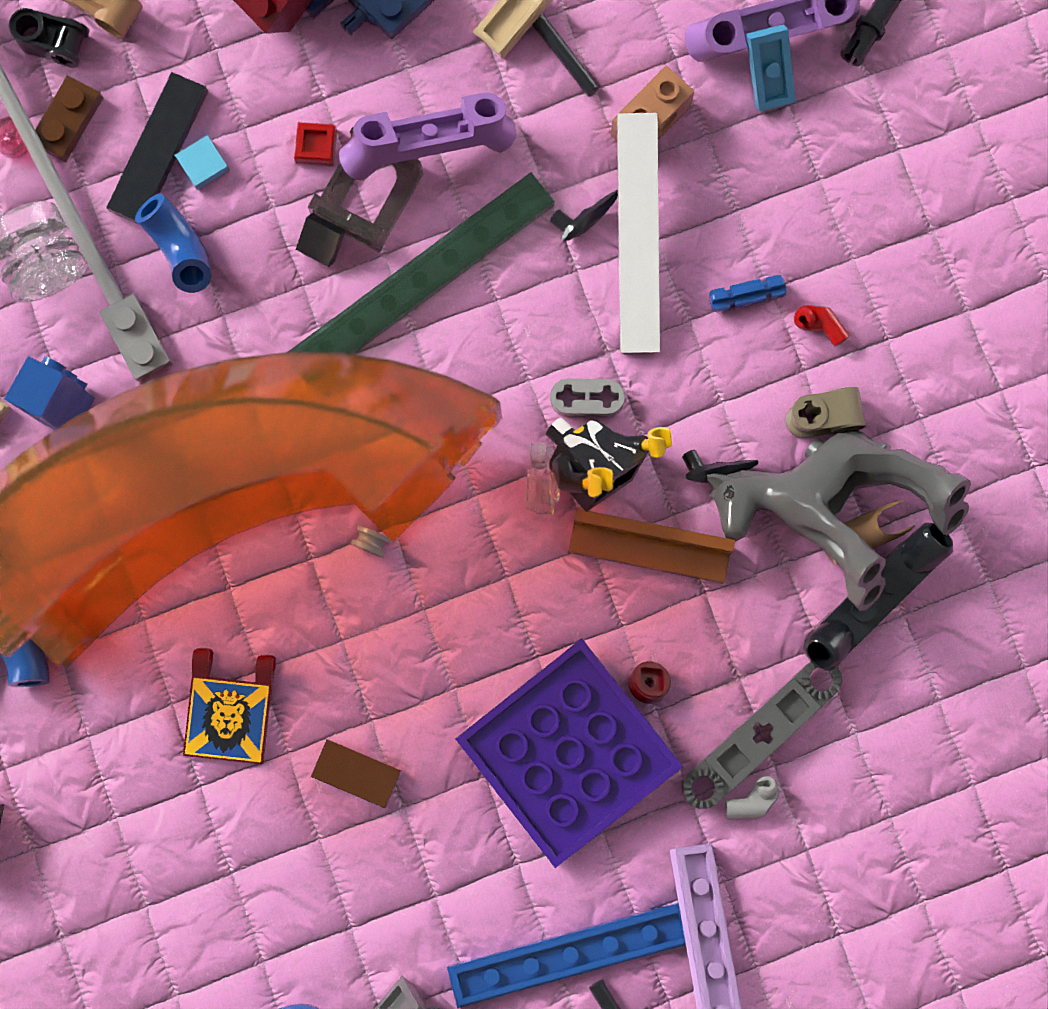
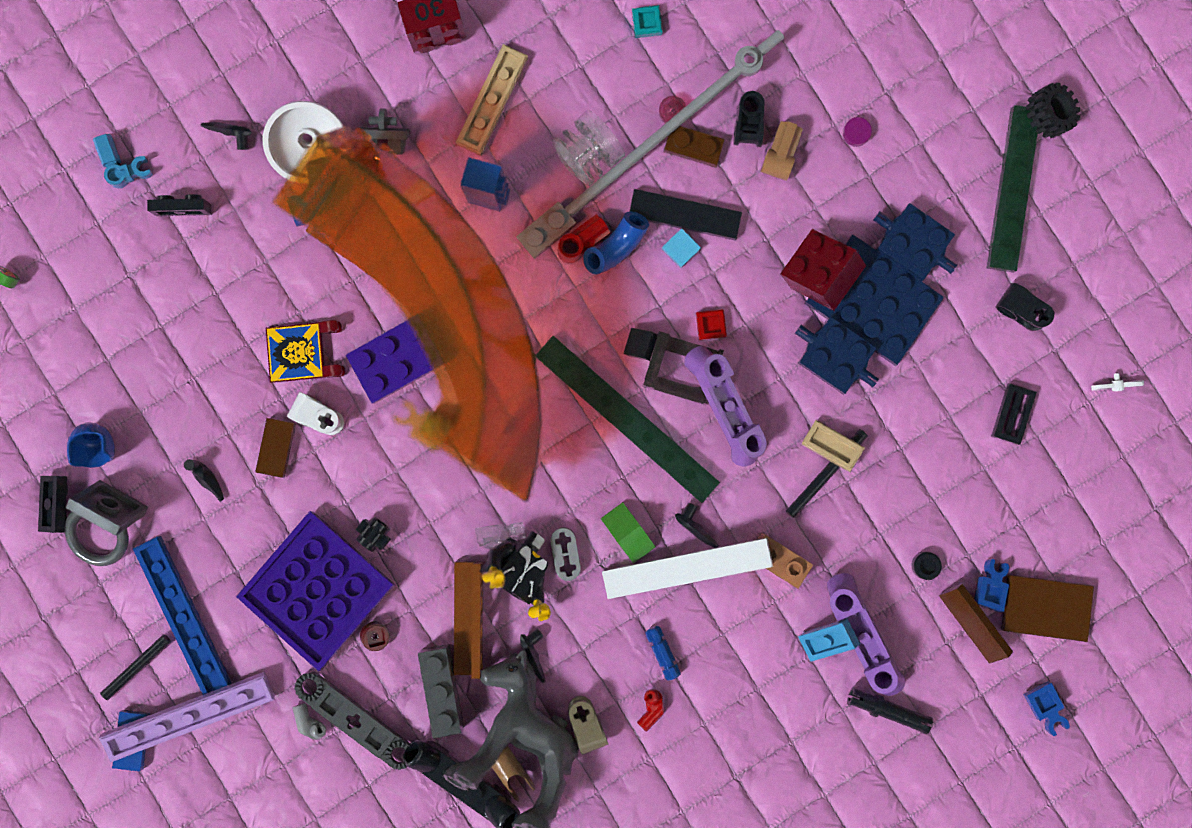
camera: 70 degrees right, 5 degrees up
(158, 289) = (583, 237): none -> red piece
(267, 578) = (390, 362): none -> dark purple plate
(317, 711) = (313, 414): none -> white piece
(365, 494) = (427, 428): none -> clear yellow plate
(377, 883) = (204, 477): none -> black bar
(505, 655) = (373, 534): none -> black gear
(574, 307) = (628, 532): none -> bright green slope
(742, 601) = (441, 691): none -> dark grey brick

